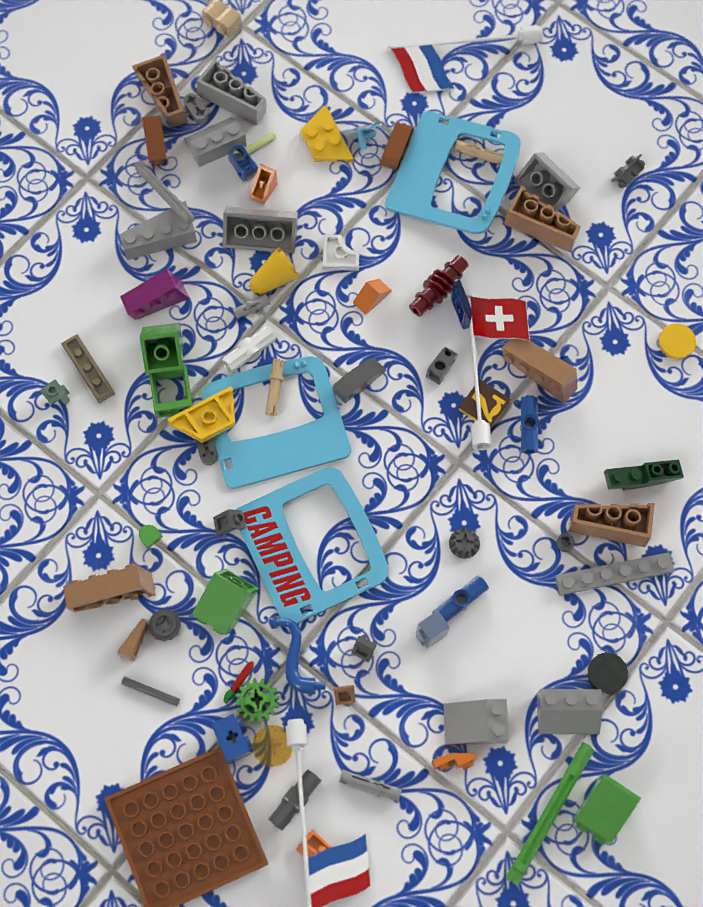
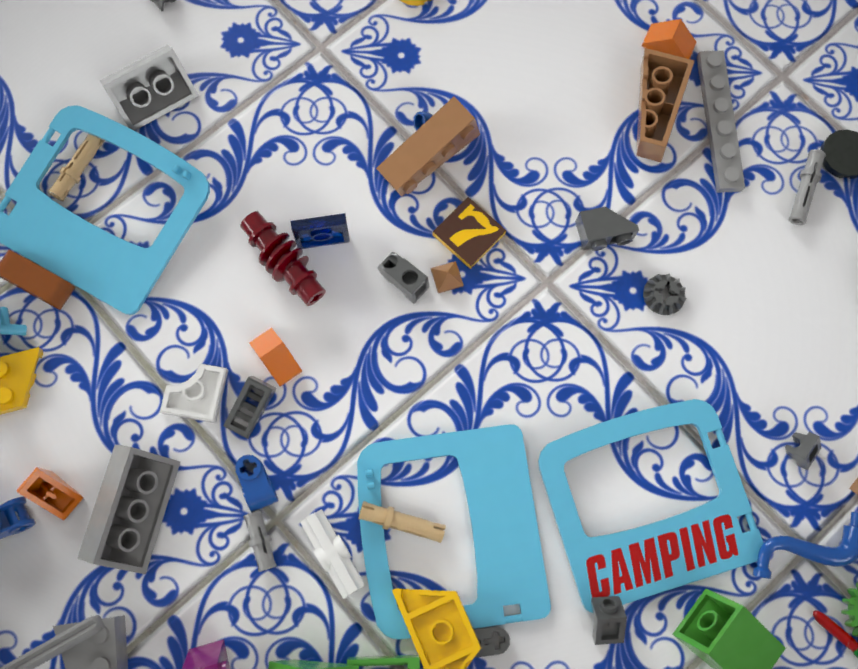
camera: 85 degrees left, 5 degrees up
(273, 273) = (214, 498): yellow cone -> none
(285, 298) = (258, 487): none -> blue piece
(346, 283) = (241, 402): none -> dark grey slope
(358, 379) = (408, 396): dark grey slope -> none
(432, 630) = (795, 354): sand blue brick -> none
(448, 395) = (447, 277): none -> medium nougat slope
(470, 592) = (738, 297): blue piece -> none
(493, 320) = (353, 185): flag -> none
(504, 490) = (604, 227): none -> dark grey slope
(529, 435) = (526, 182): blue piece -> none
(541, 221) = (209, 104): medium nougat wedge -> none
(571, 542) = (676, 176): dark grey bush -> none
(580, 643) = (809, 178): none -> light grey pin
(643, 476) = (596, 58): dark green slope -> none
(673, 531) = (670, 38): none -> orange slope

